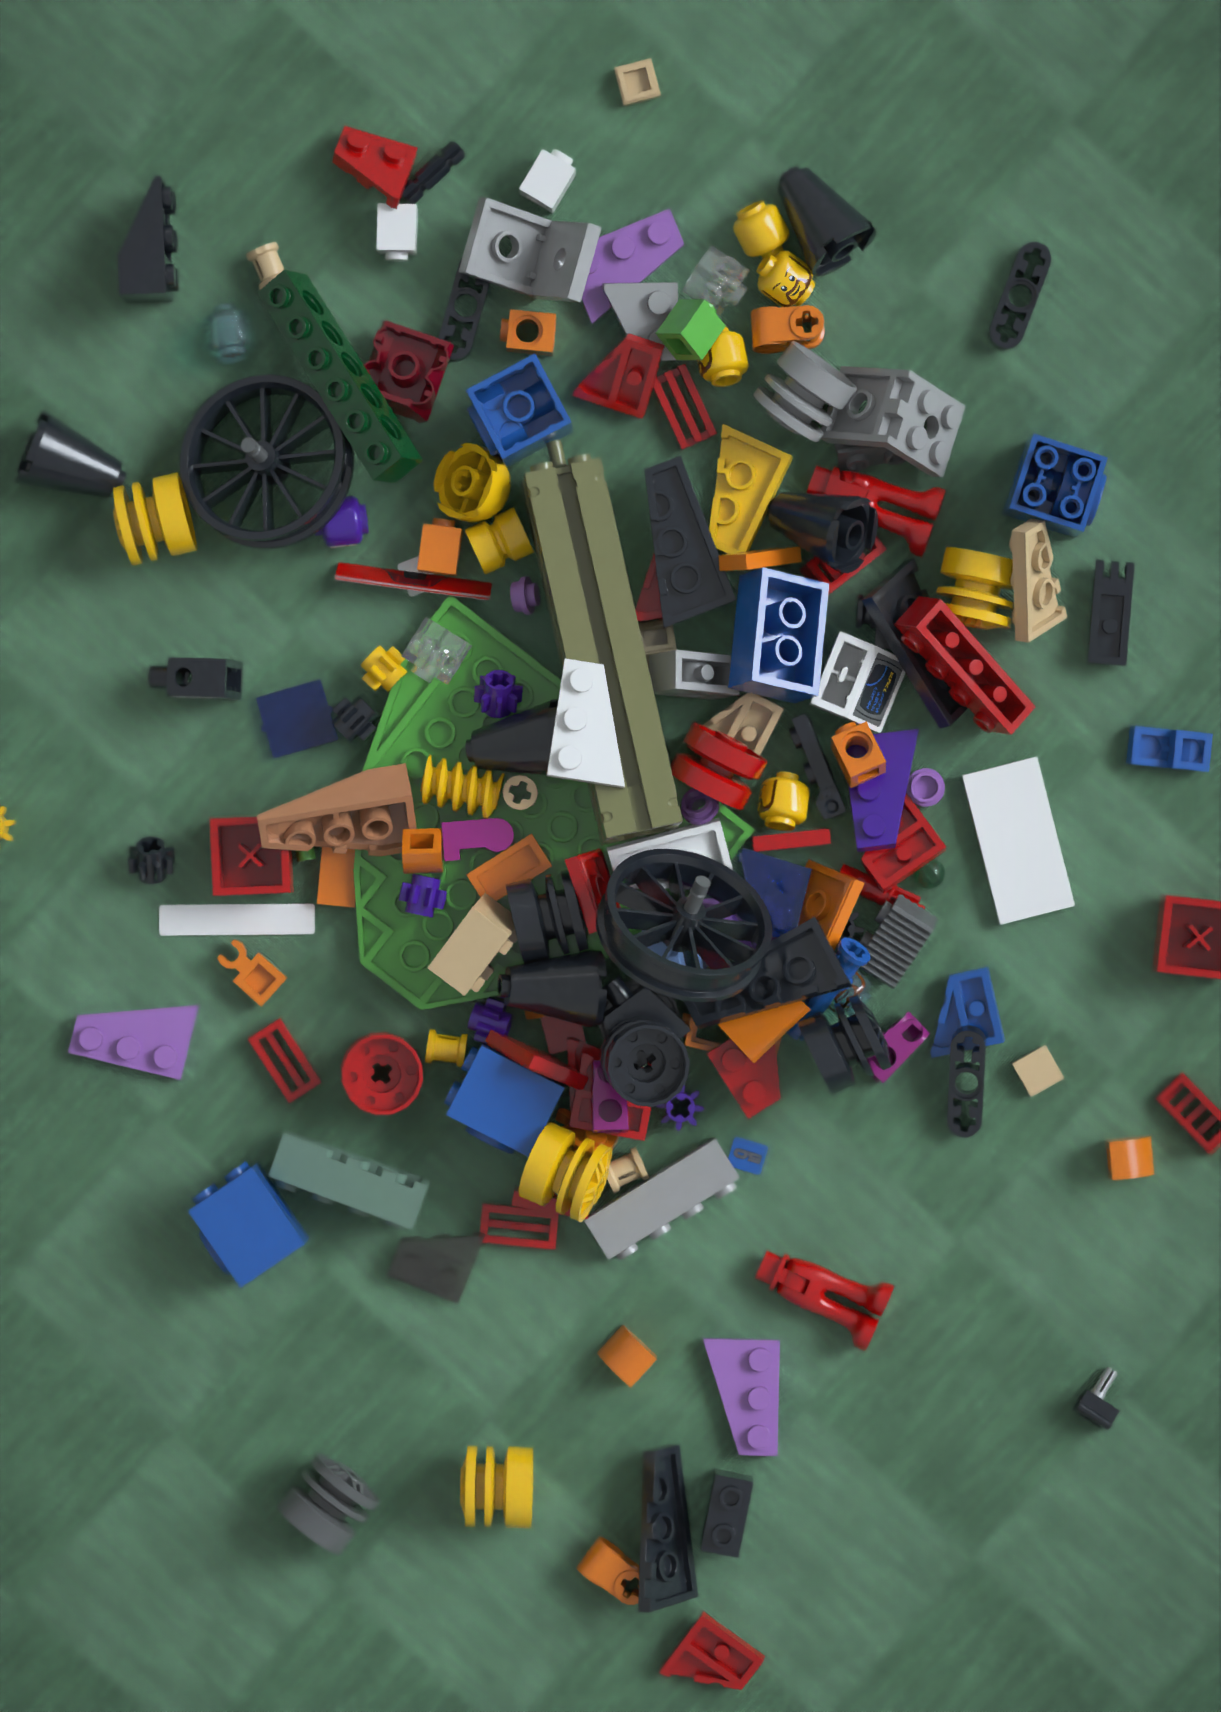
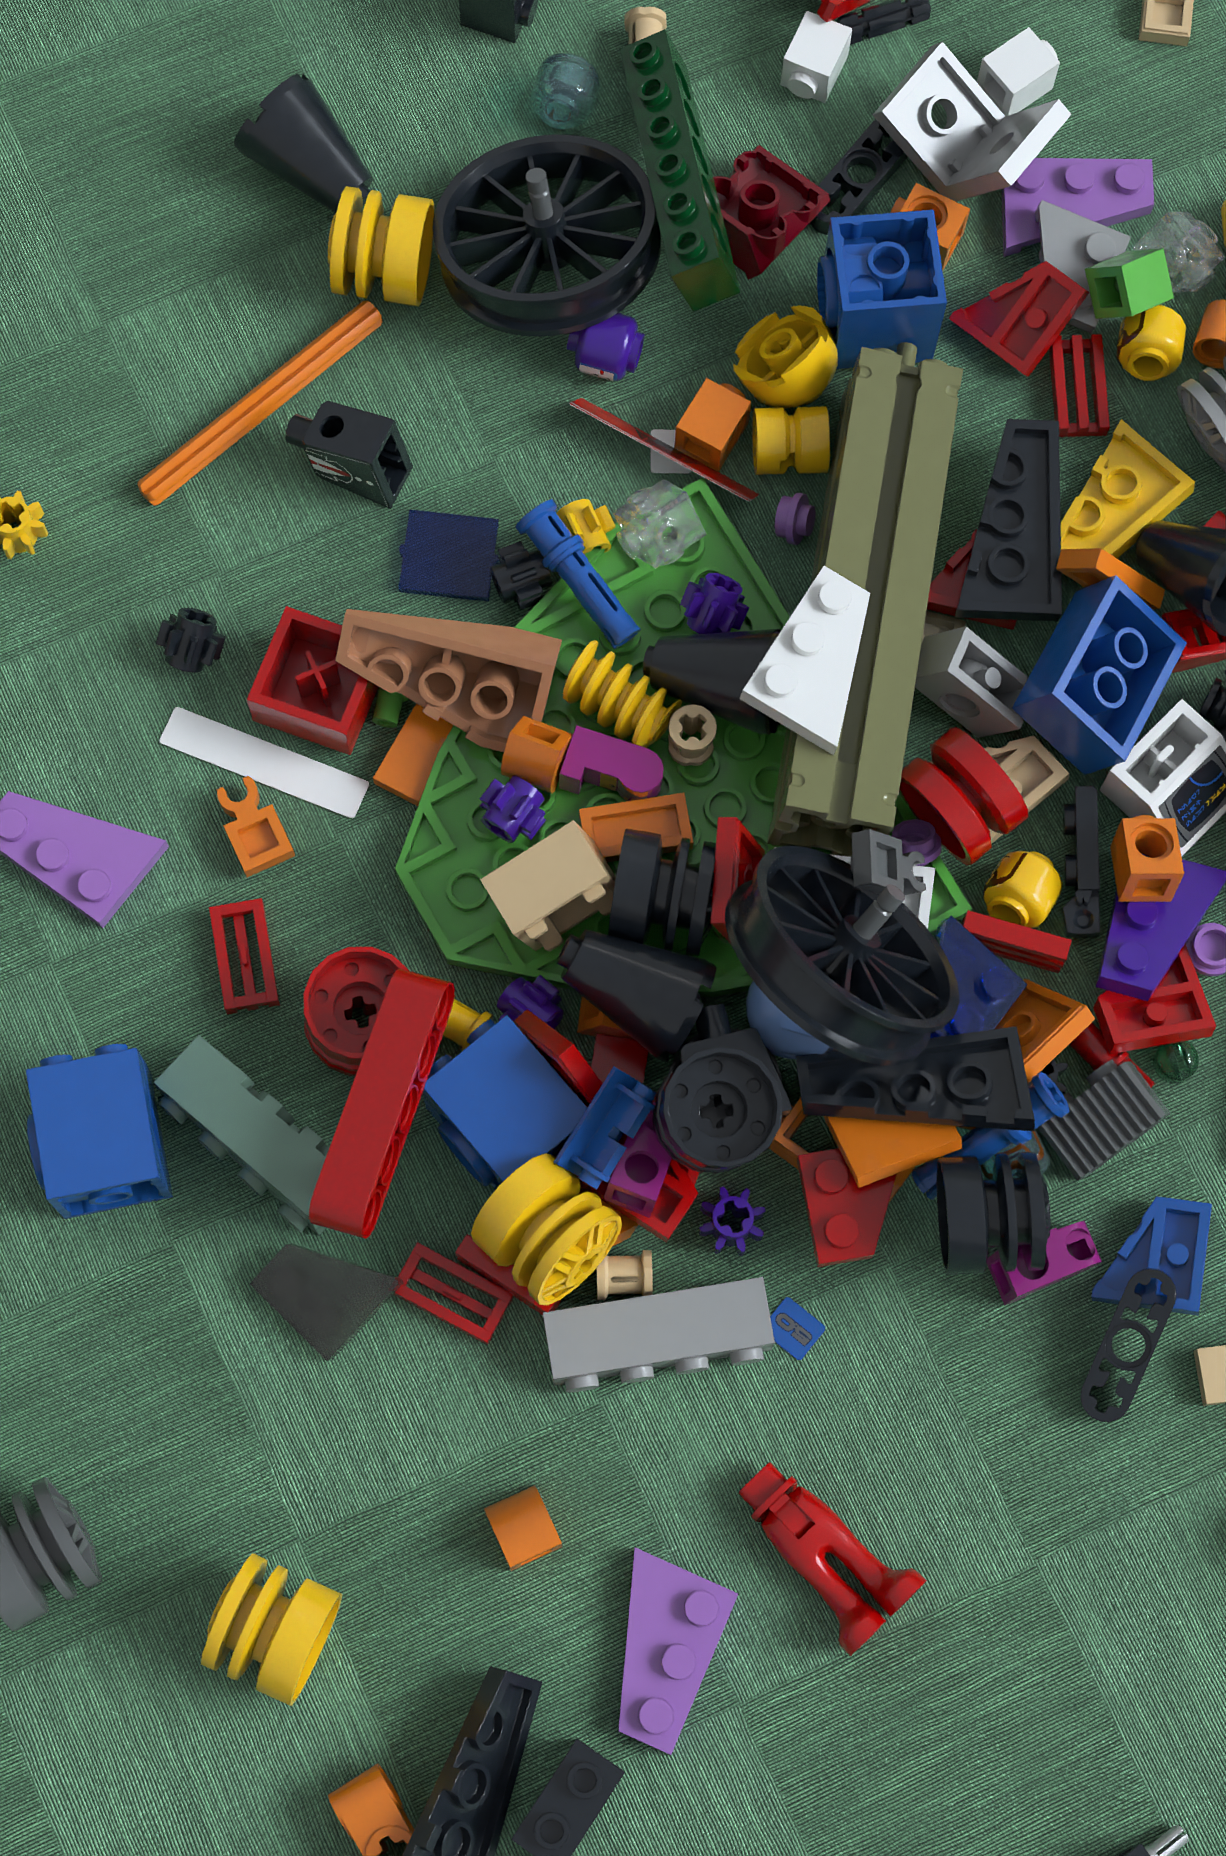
camera: 20 degrees right, 15 degrees down
(118, 662) = (259, 403): none -> orange axle
(380, 699) = (565, 555): none -> blue pin
(427, 1140) = (382, 1103): none -> red beam
(579, 1080) = (616, 1109): none -> blue hinge
(686, 843) = (880, 862): none -> dark grey plate

